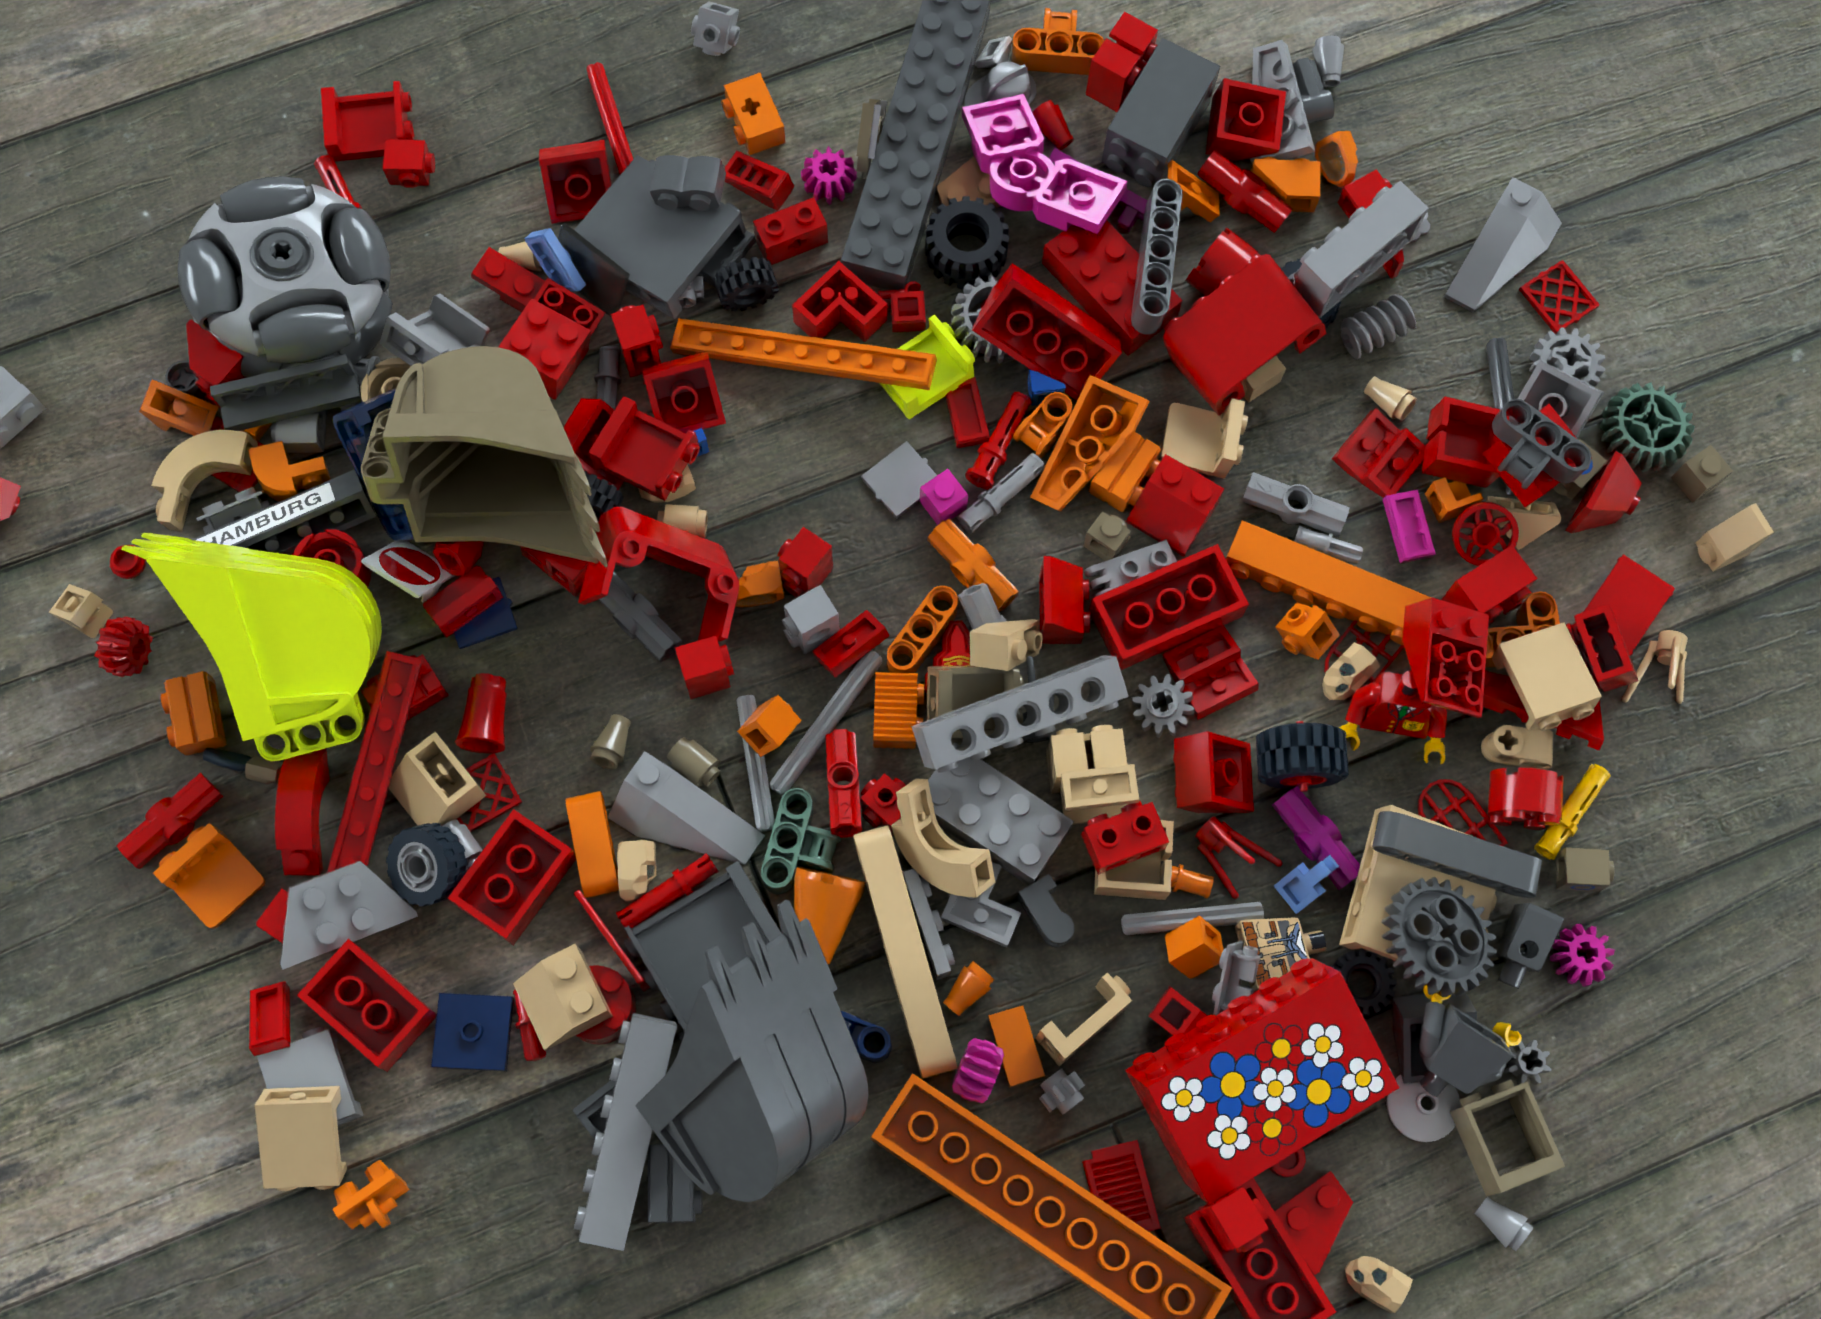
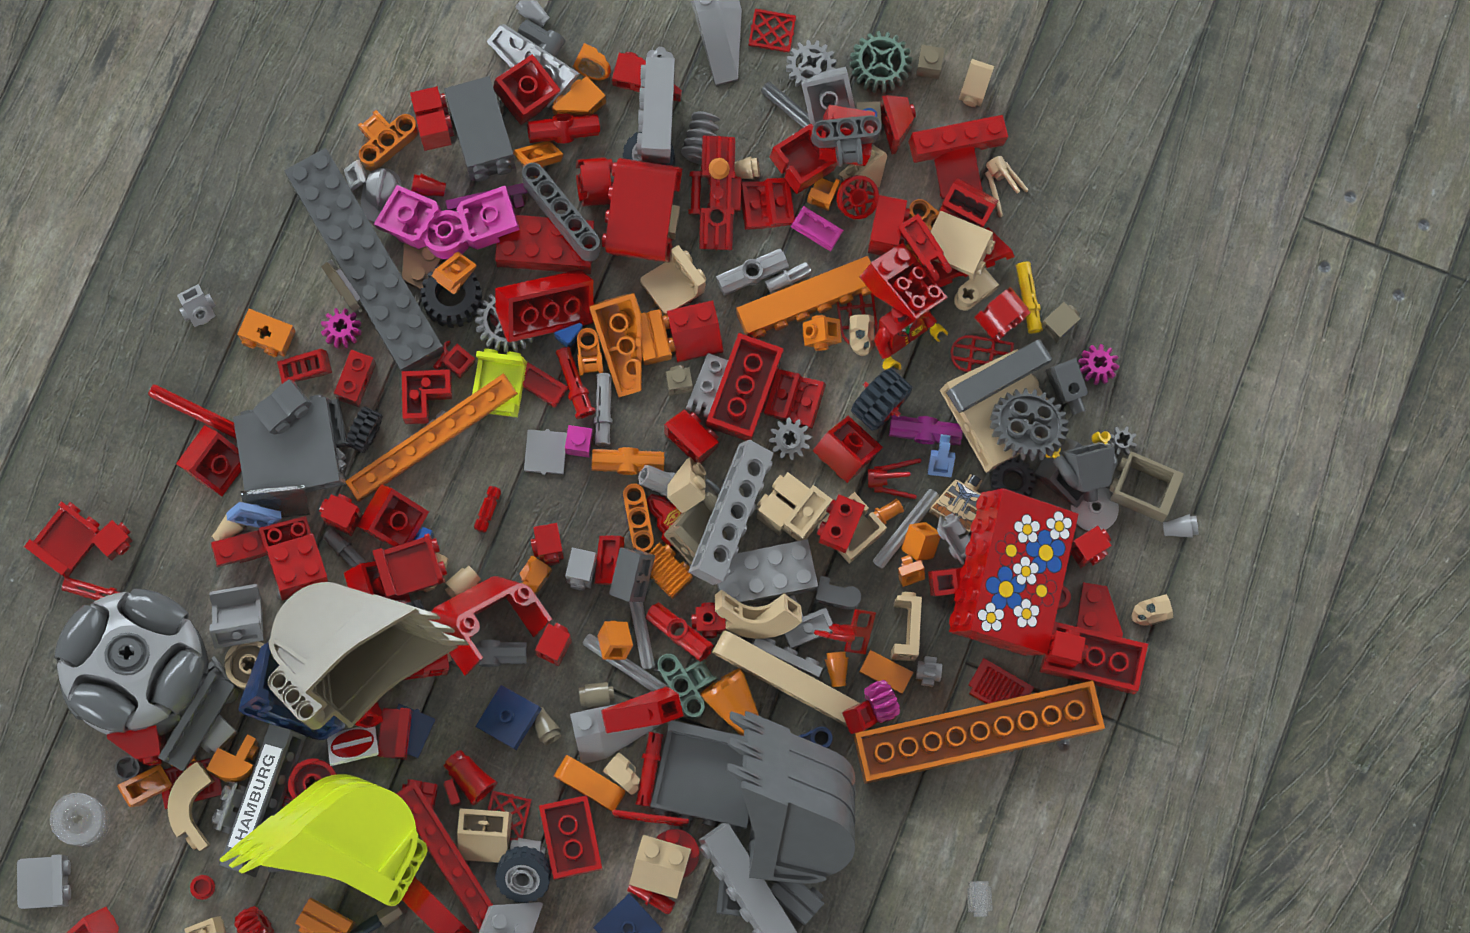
camera: 50 degrees left, 5 degrees up
(87, 381) = (87, 831): none -> clear wheel
(451, 713) = (452, 792): none -> red tile
(585, 696) = (508, 717): none -> dark blue plate
(718, 823) = (643, 711): none -> red slope
(785, 477) = (487, 509): none -> red axle
(854, 676) = (632, 575): none -> dark grey hinge
(936, 1062) = (859, 717): none -> red slope
(988, 213) = (454, 272): none -> orange slope
(1017, 961) = (848, 632): none -> red piece
(1151, 967) = (910, 571): none -> orange tile
(1347, 399) = (725, 192): none -> red piece
(1377, 1139) = (1091, 547): none -> red brick
(1510, 638) = (924, 245): none -> red hinge
(1688, 594) = (937, 141): none -> red arch

